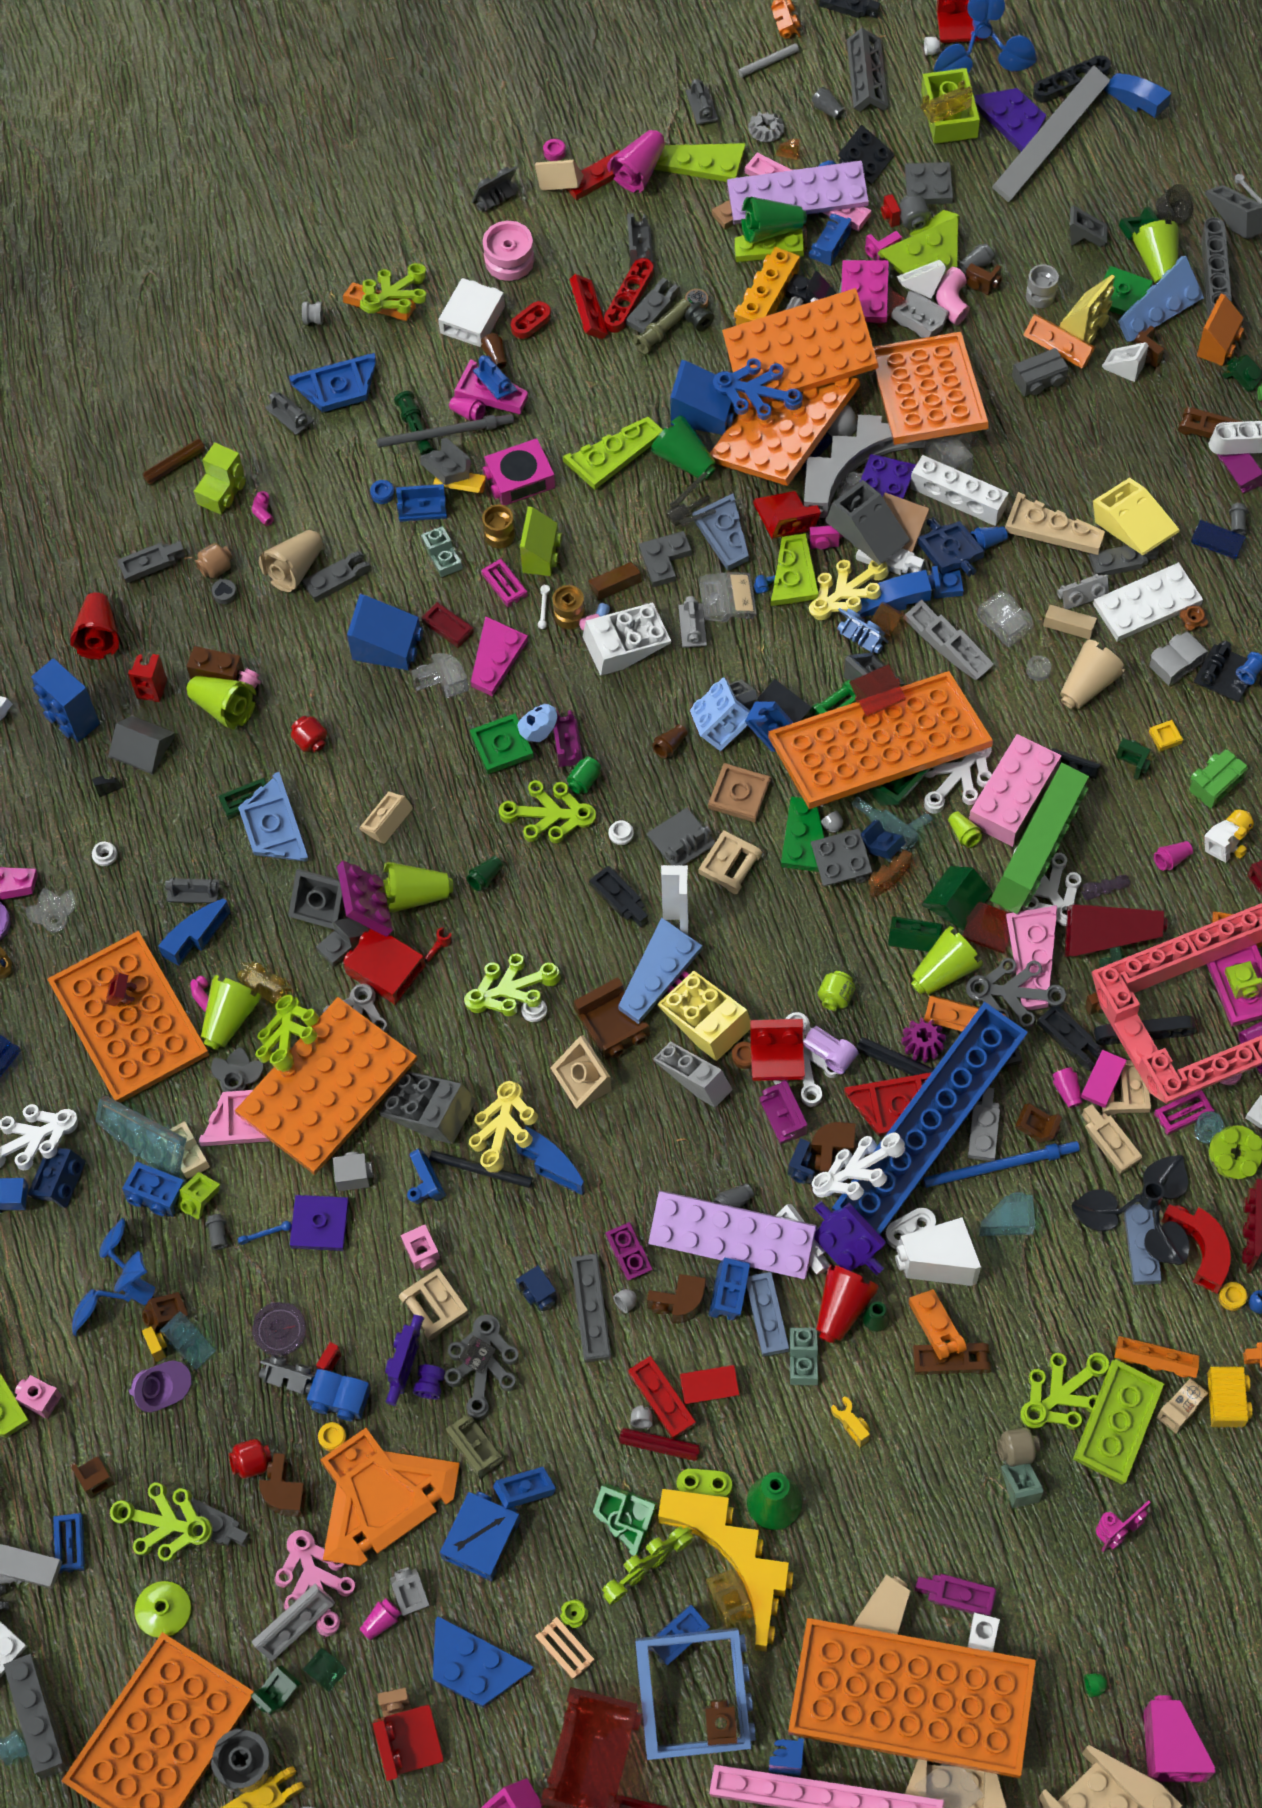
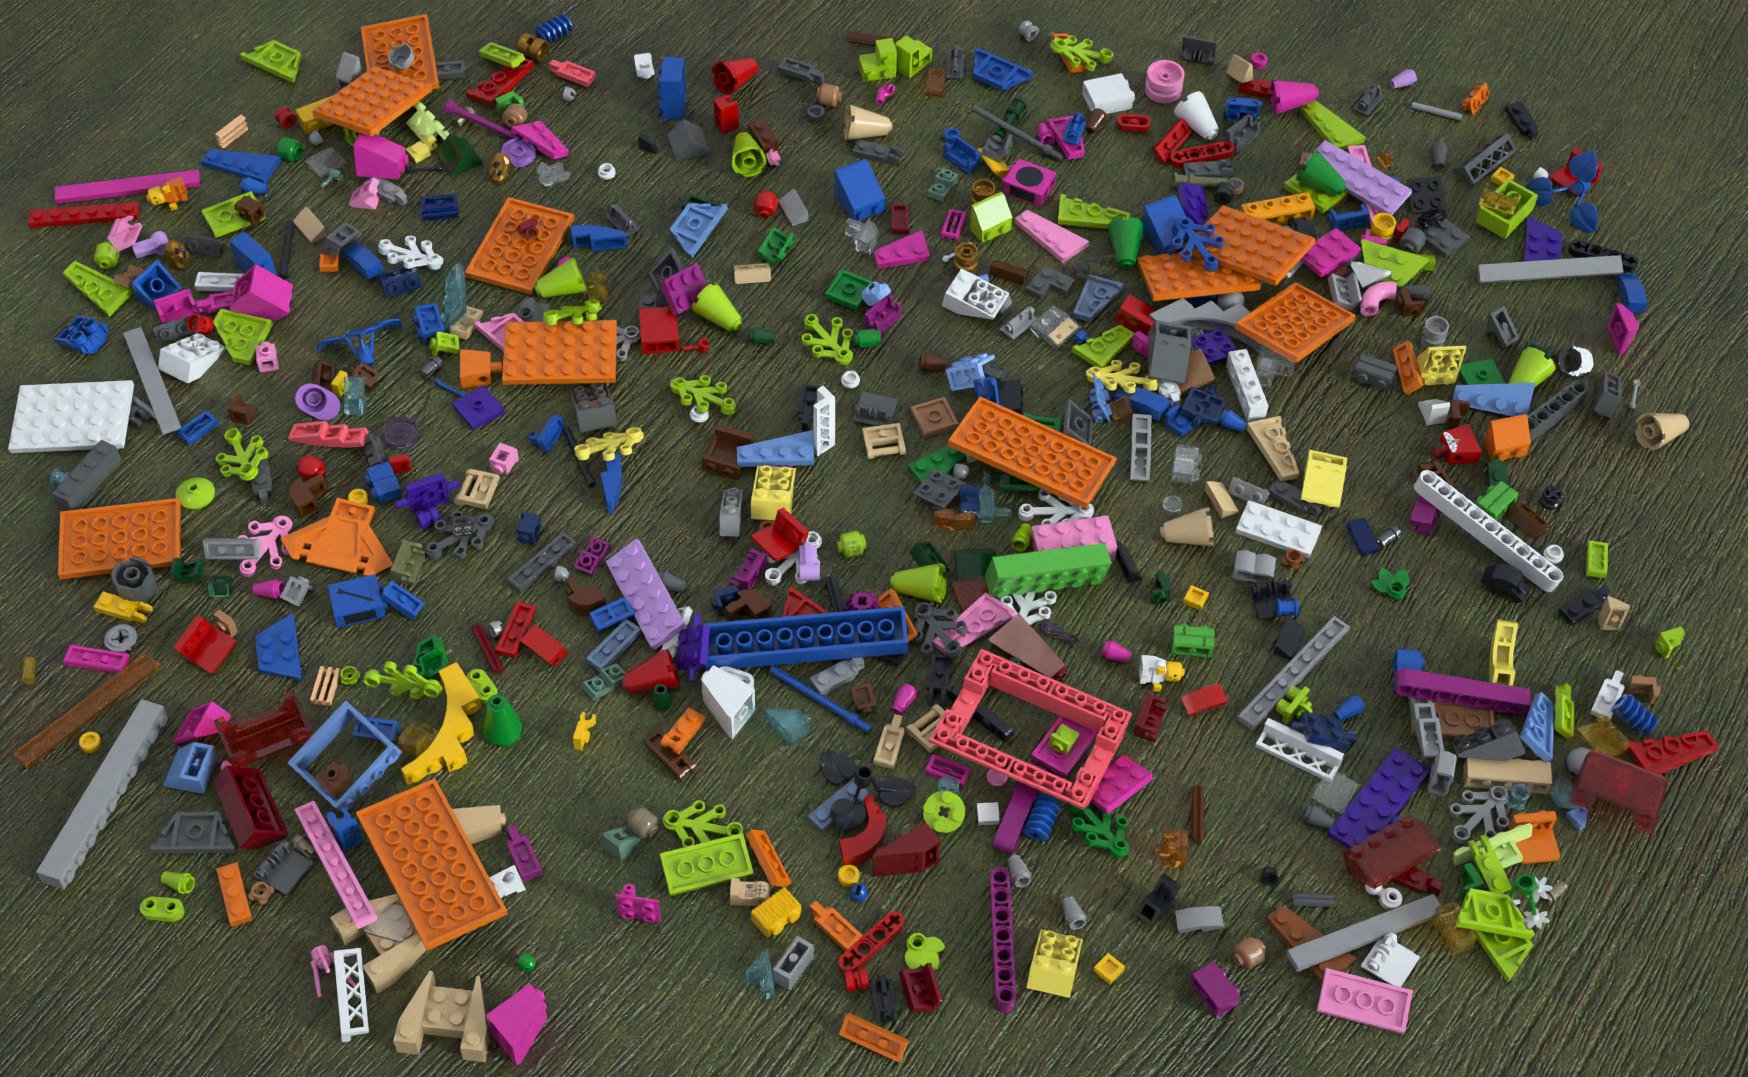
camera: 45 degrees right, 10 degrees down
(122, 1357) = (323, 374): none -> reddish brown slope
(215, 1408) = (328, 436): none -> coral slope
(242, 437) = (912, 56): none -> lime brick
(265, 1185) = (477, 368): none -> orange torso
(293, 450) = (935, 82): none -> clear orange tile
(338, 711) = (793, 208): none -> light grey slope
(352, 1171) = (520, 399): light grey brick -> none
(376, 768) = (774, 246): none -> green bracket
(582, 1074) = (681, 461): tan slope -> none
(584, 258) = (1198, 115): none -> white cone
(608, 507) = (1052, 237): none -> bright pink wing
(613, 210) = (1241, 107): none -> blue slope
(690, 350) = (1193, 202): none -> dark purple wing
(704, 52) = (1403, 79): none -> lavender cone
(761, 132) = (1394, 144): light grey gear -> none
(831, 1181) = (717, 613): white plant -> none
(877, 221) = (1383, 226): none -> yellow wheel
(877, 690) = (1060, 427): clear red piece -> none
(901, 77) = (1501, 176): none -> yellow tile
(902, 164) = (1431, 217): none -> black gear
(1103, 1078) = (924, 710): dark pink tile -> none
(1177, 137) = (1622, 327): none -> dark pink slope
(1188, 376) = (1458, 446): none -> red torso

